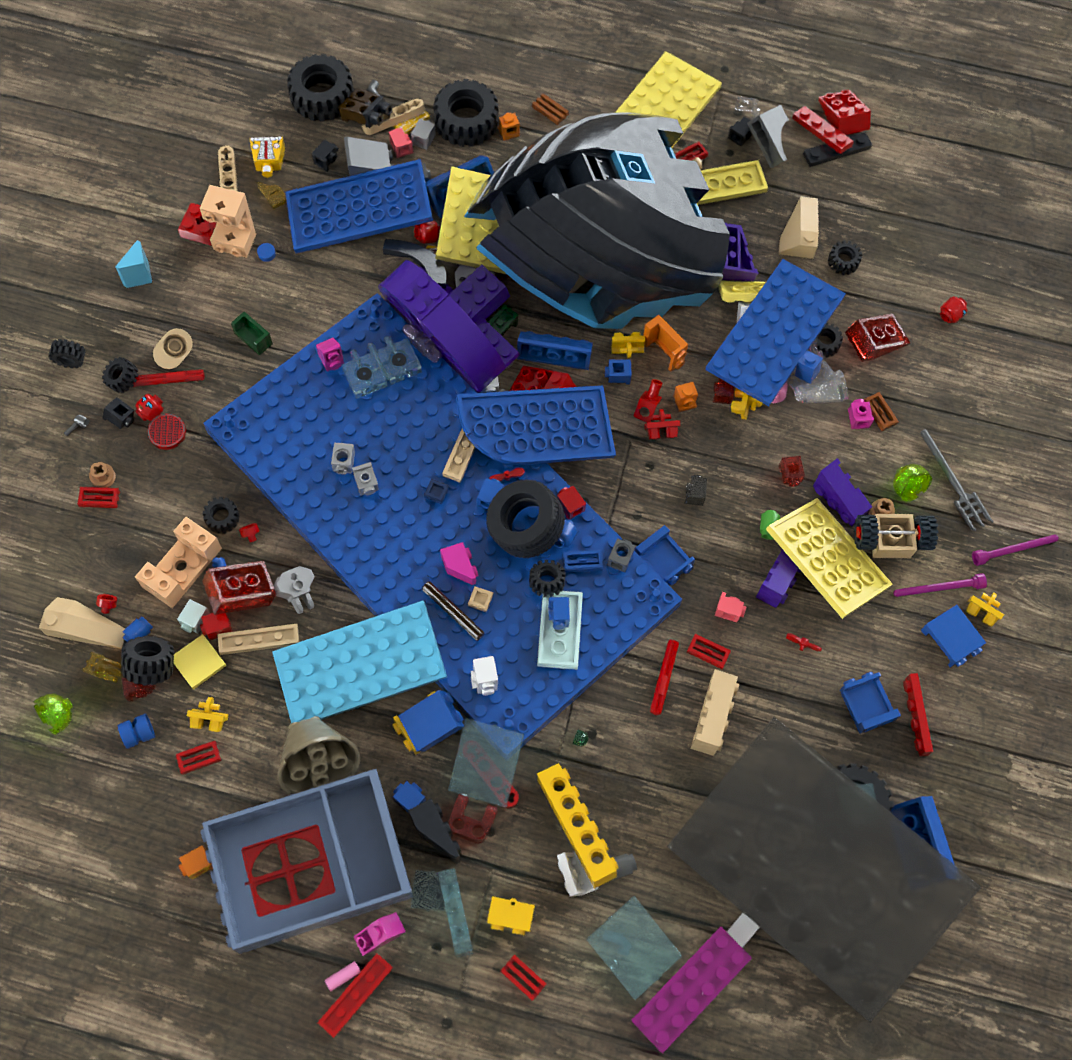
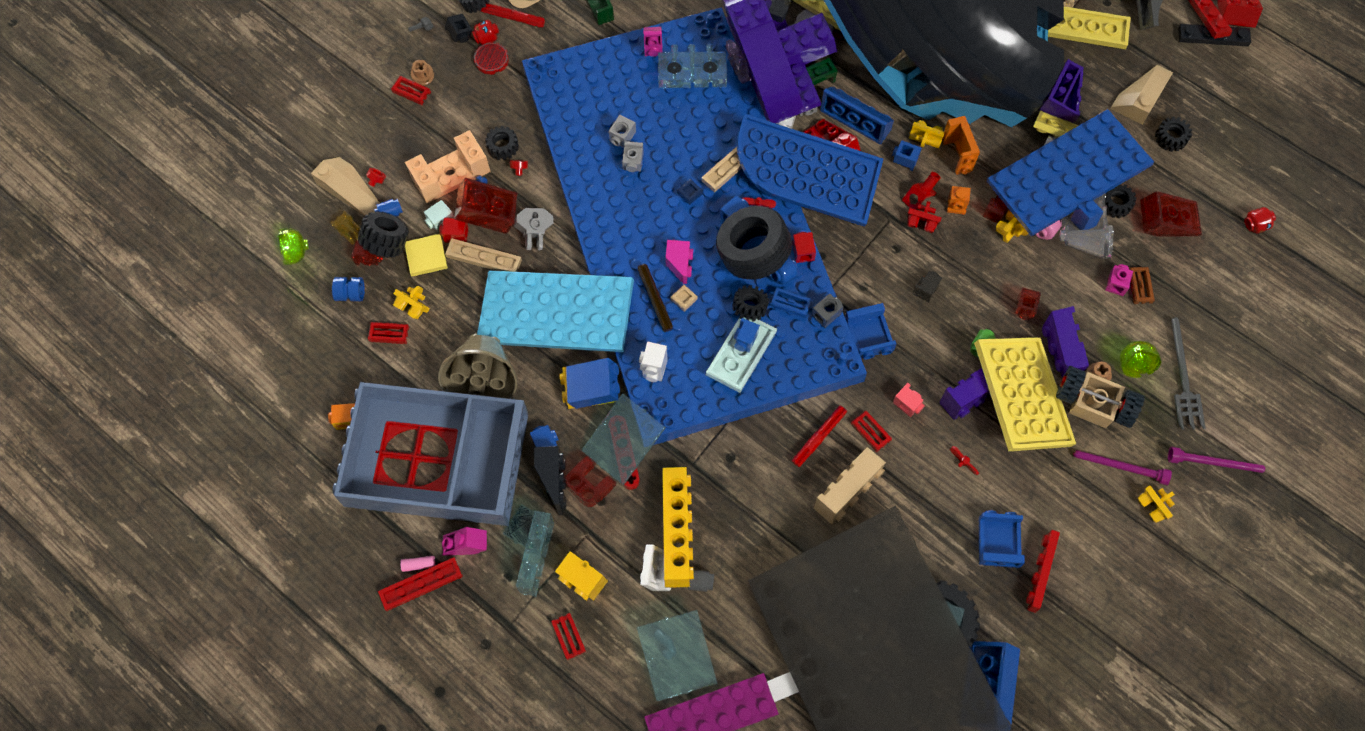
camera: 30 degrees right, 0 degrees up
(580, 738) = (717, 456): clear green hinge -> none
(955, 636) = (1114, 515): blue panel -> none

